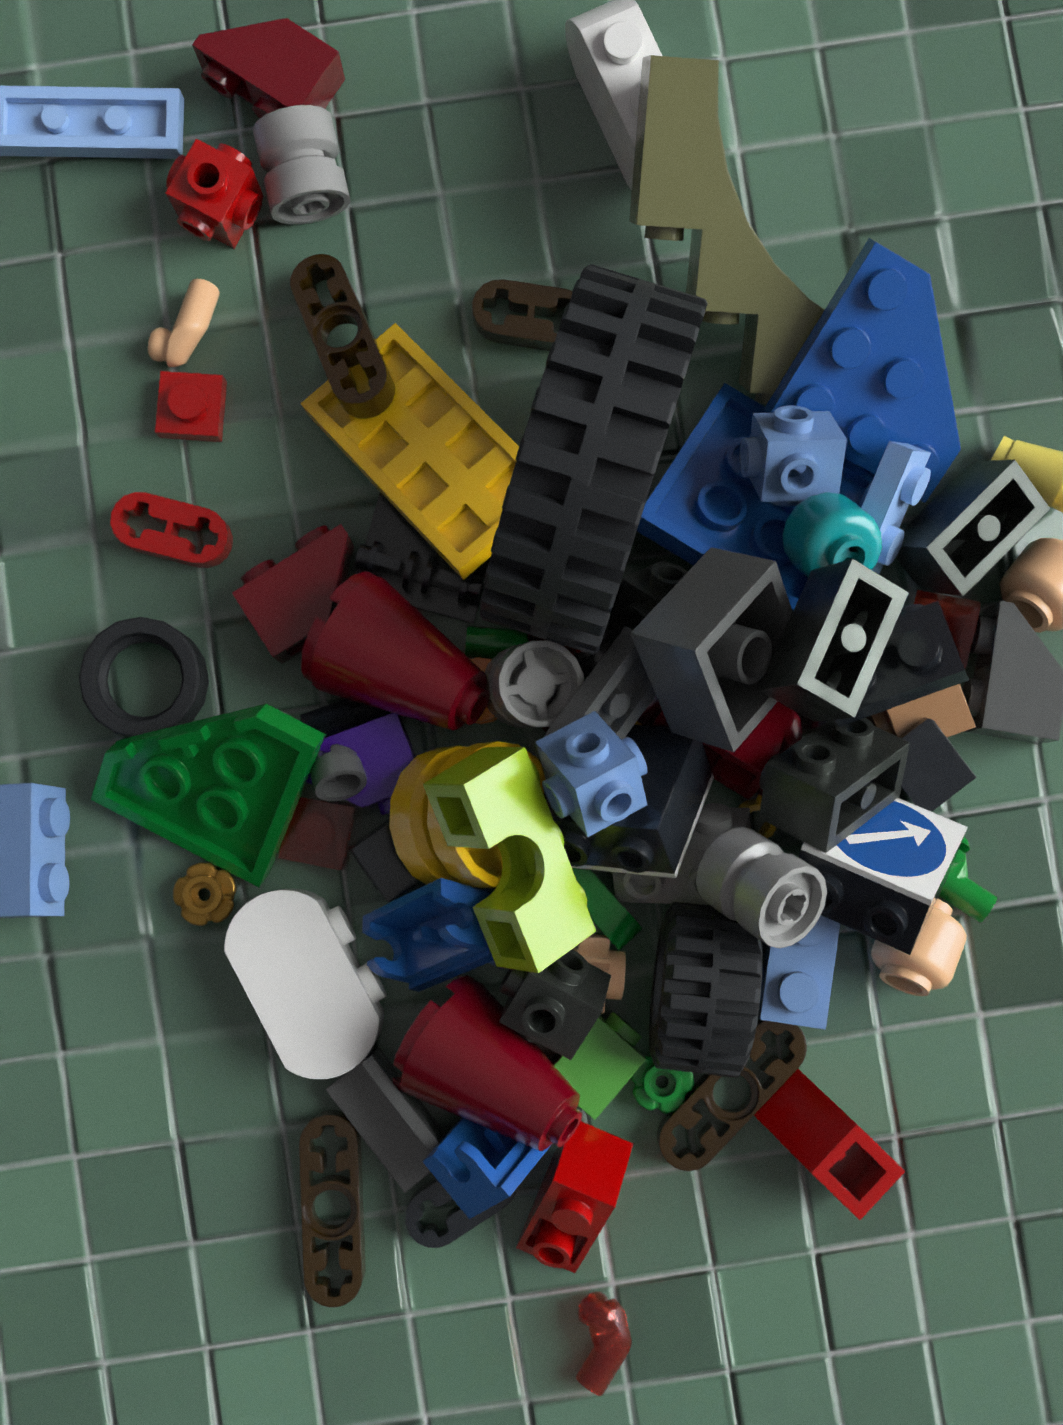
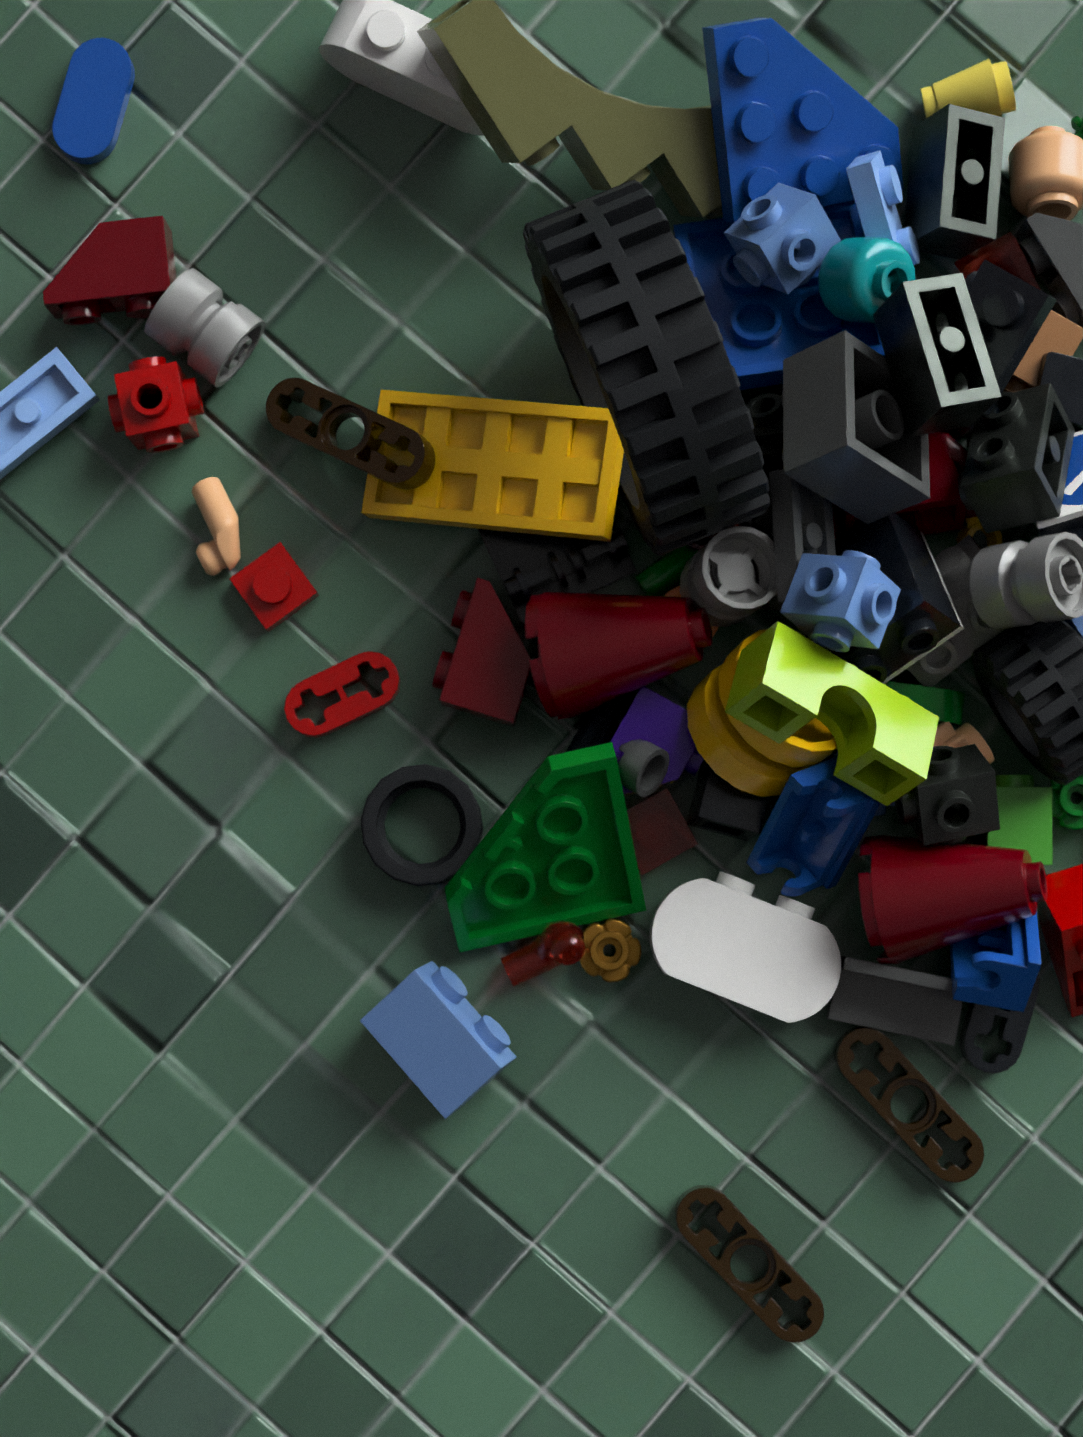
camera: 35 degrees left, 0 degrees up
(126, 1271) = (794, 1286): none -> dark brown beam
(164, 857) = (556, 946): none -> clear red arm
(525, 299) = (470, 284): dark brown beam -> none

